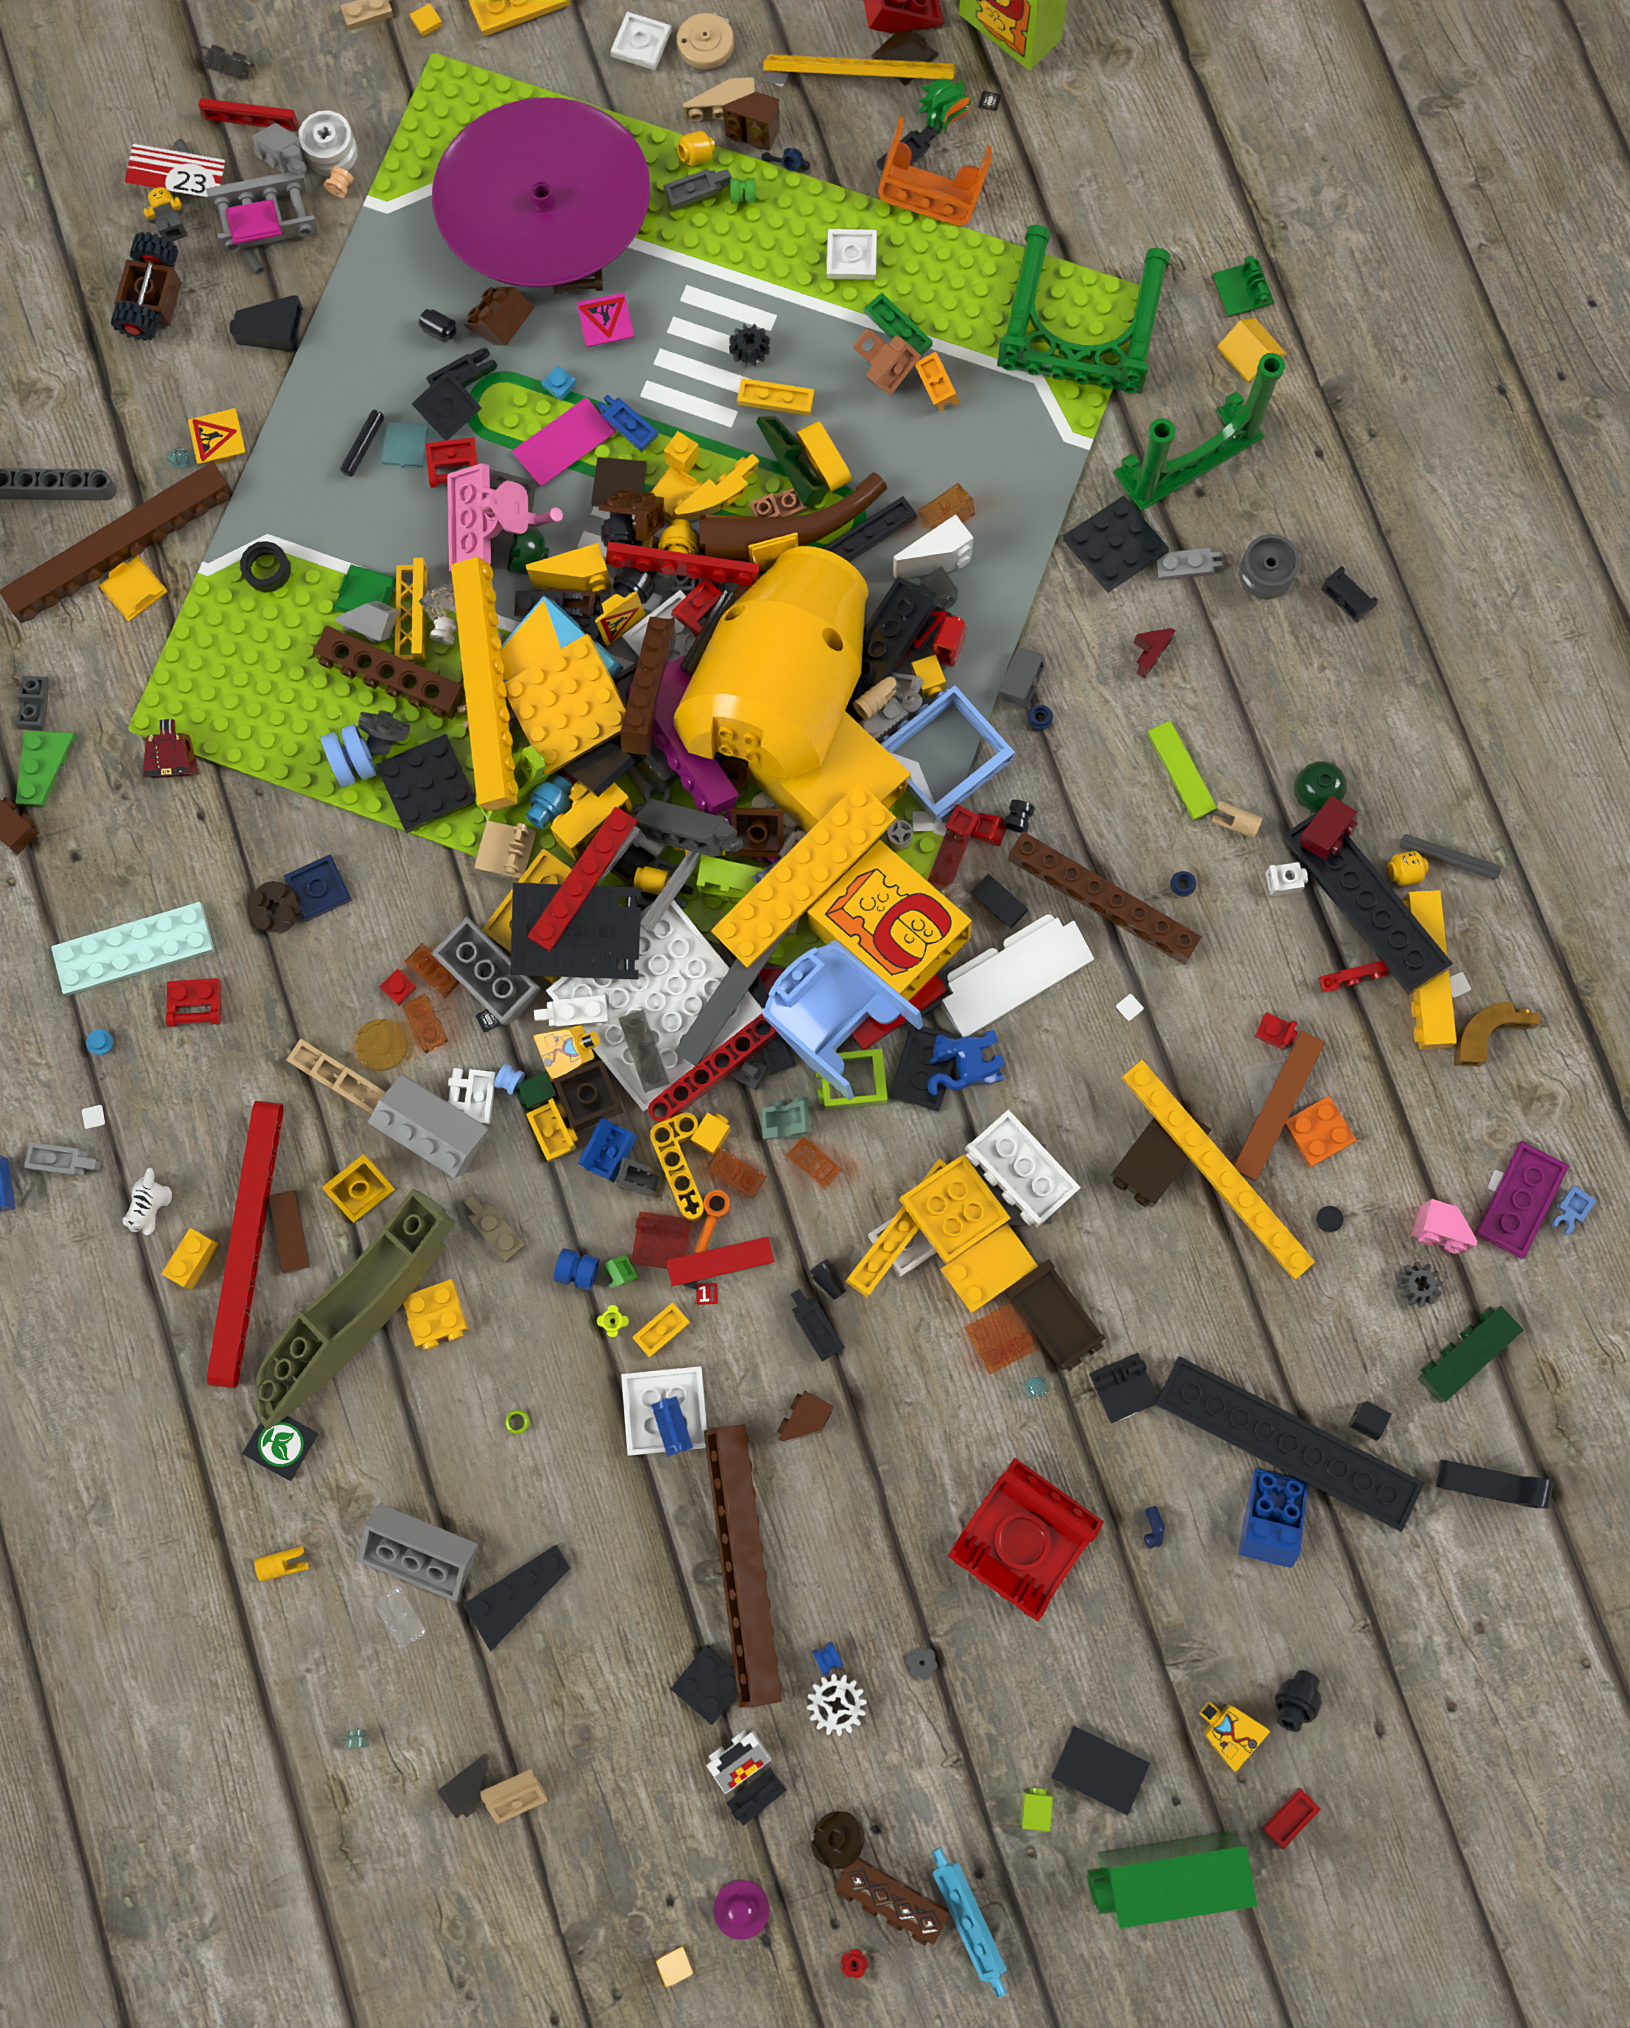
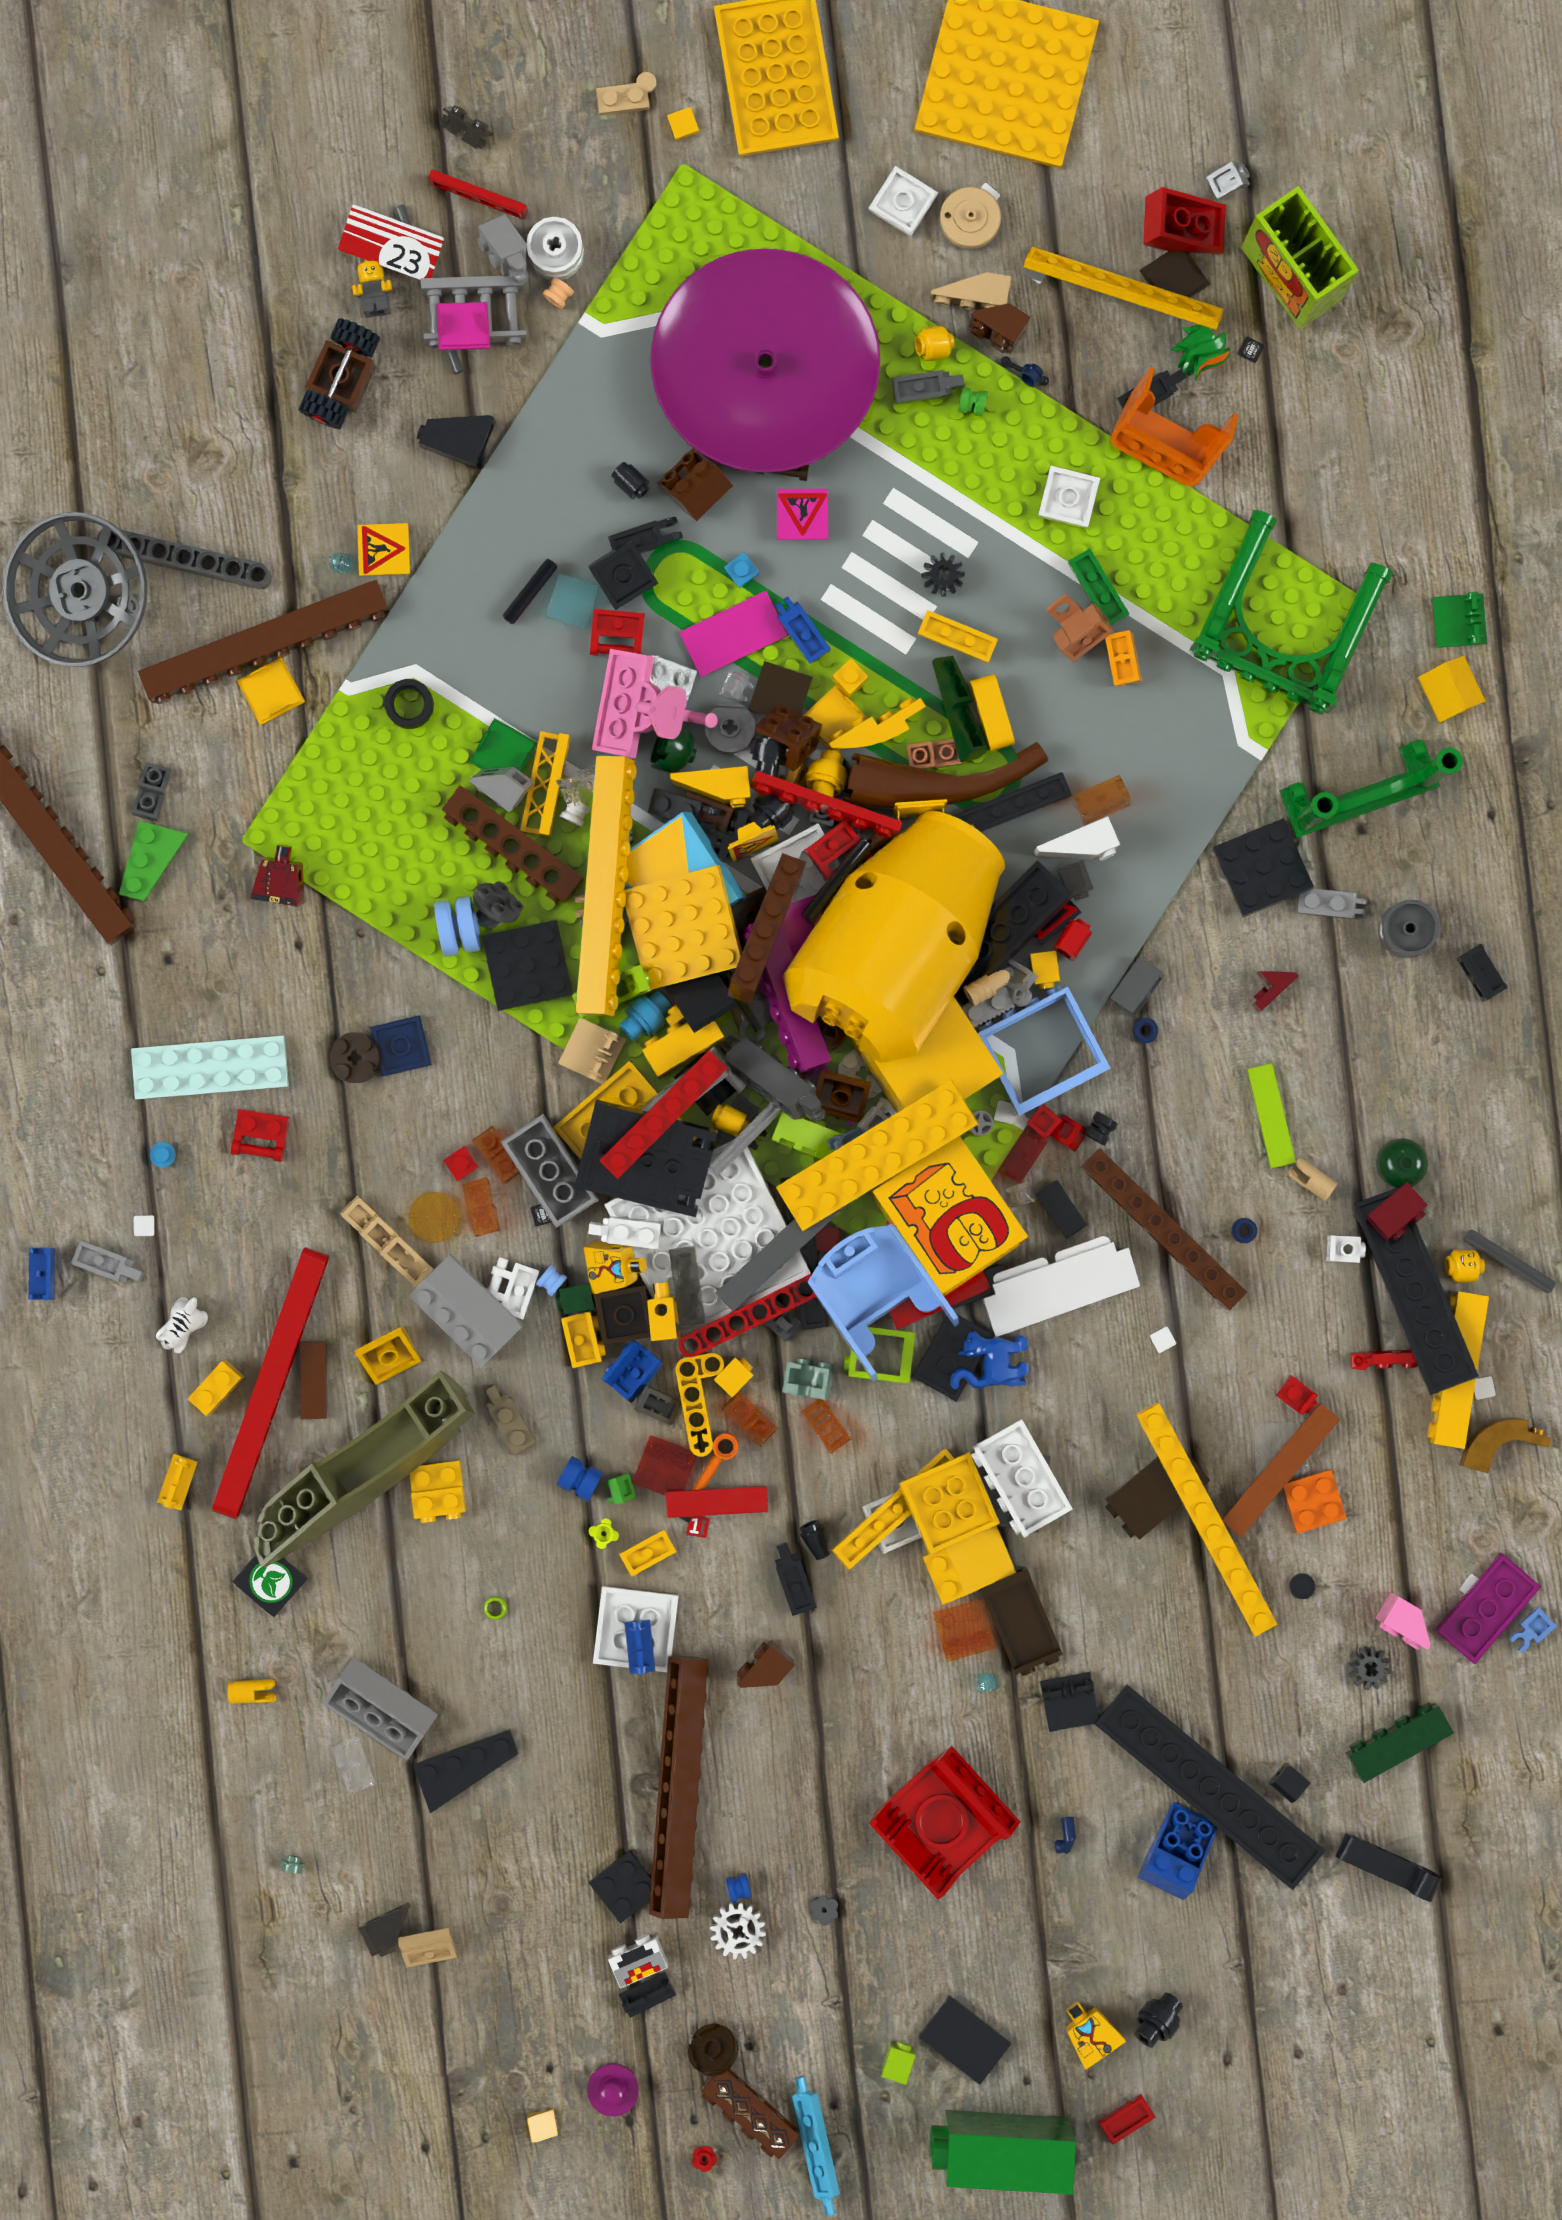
camera: 10 degrees right, 10 degrees up
(168, 1364) = (177, 1482): none -> yellow hinge
(573, 484) = (735, 685): none -> clear tile
(588, 532) = (738, 739): none -> flat silver plate
(630, 1092) = (665, 1326): none -> yellow torso

